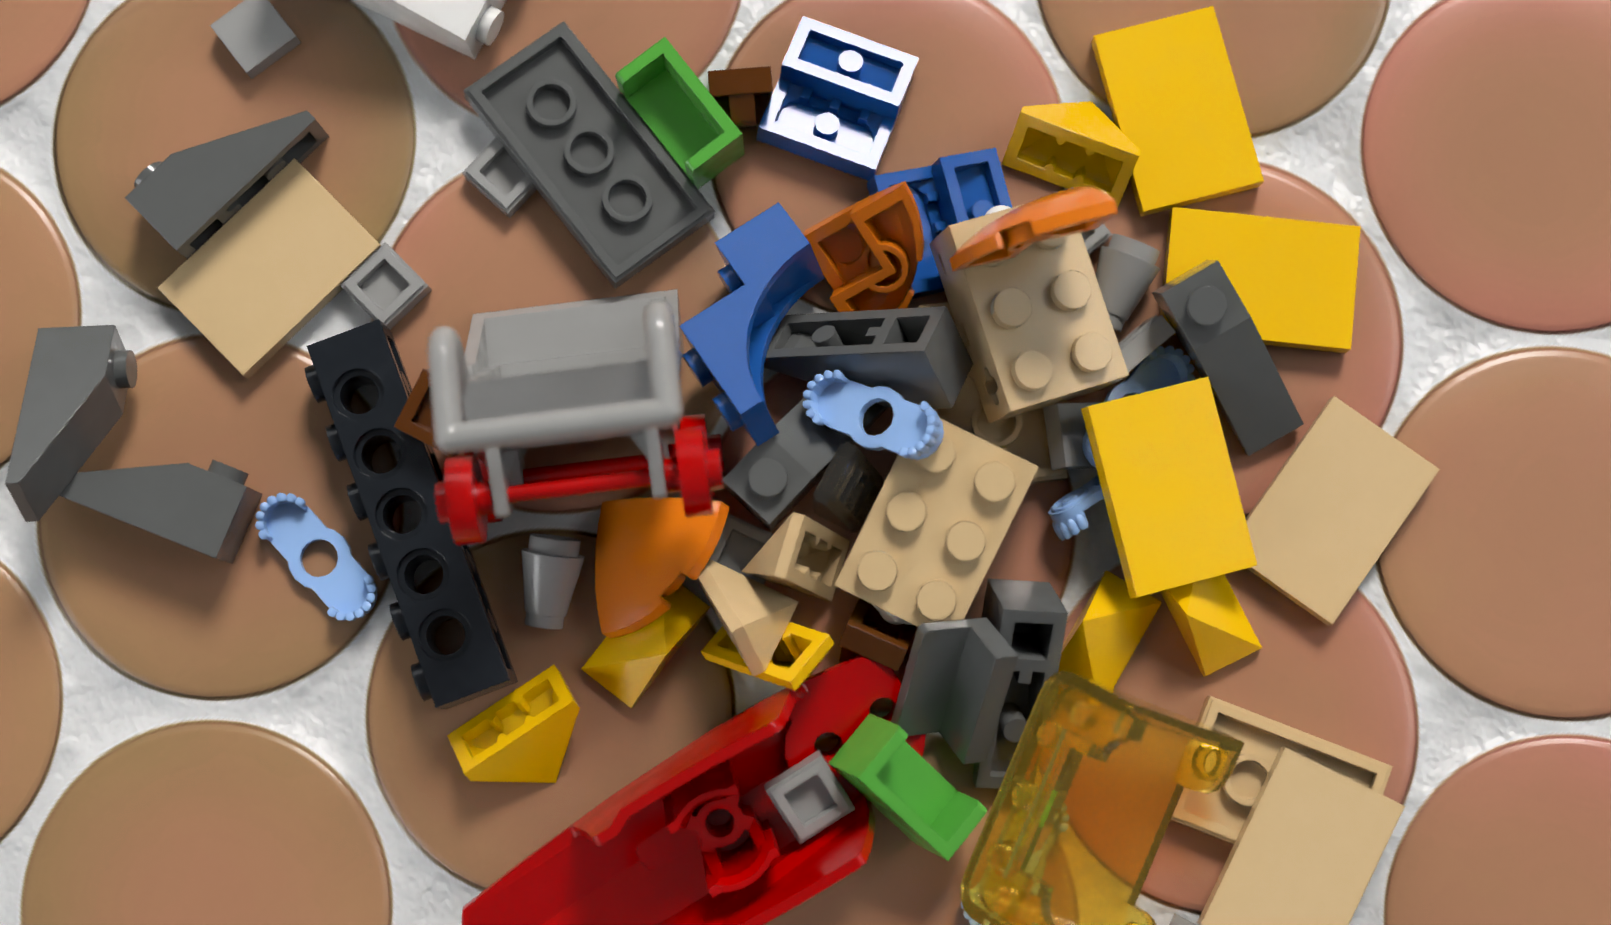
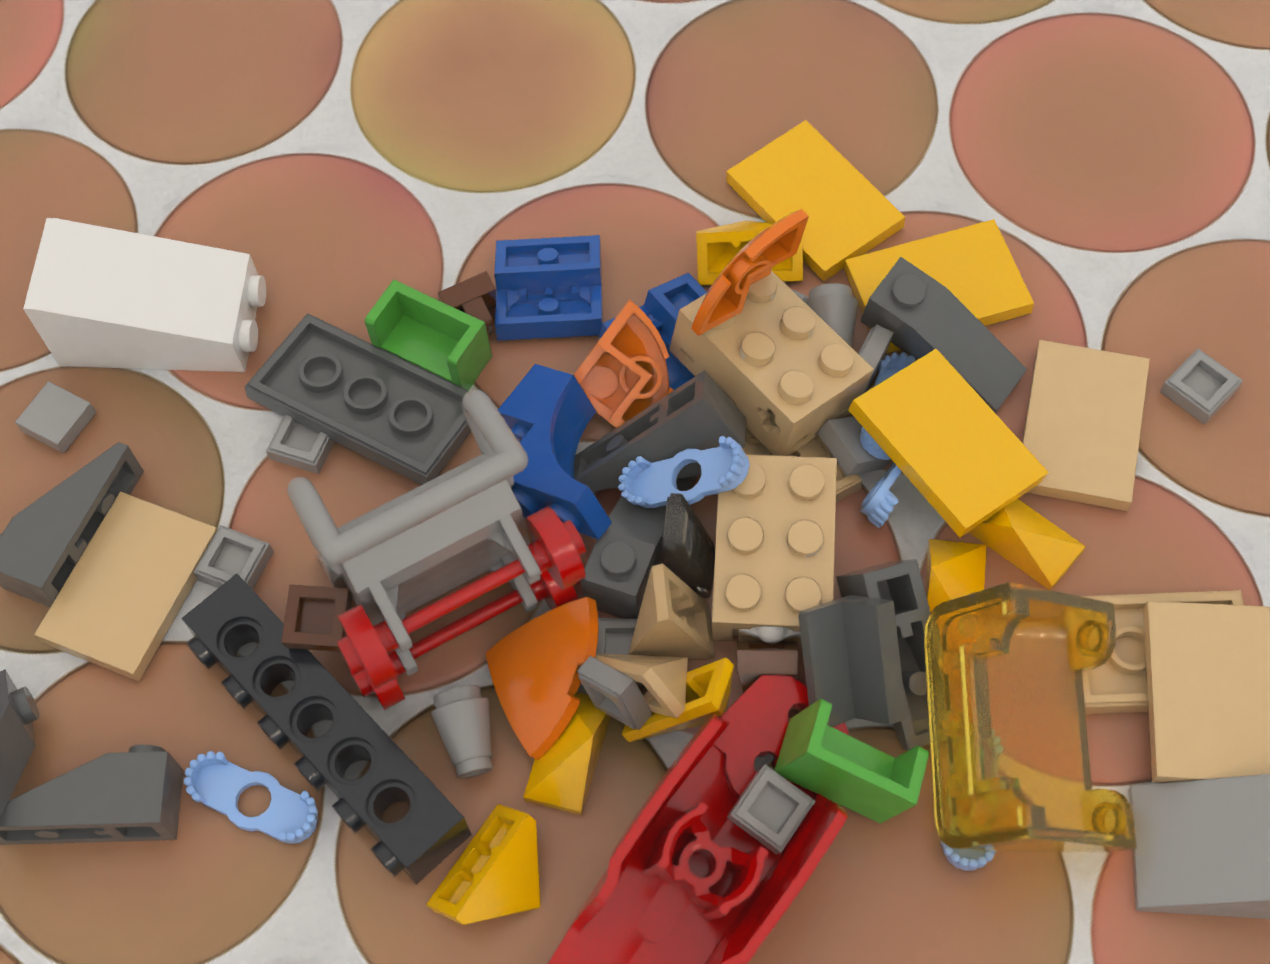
camera: 20 degrees left, 20 degrees down
(704, 617) = (614, 693): none -> light grey tile
(1480, 521) = (1201, 386): none -> light grey tile

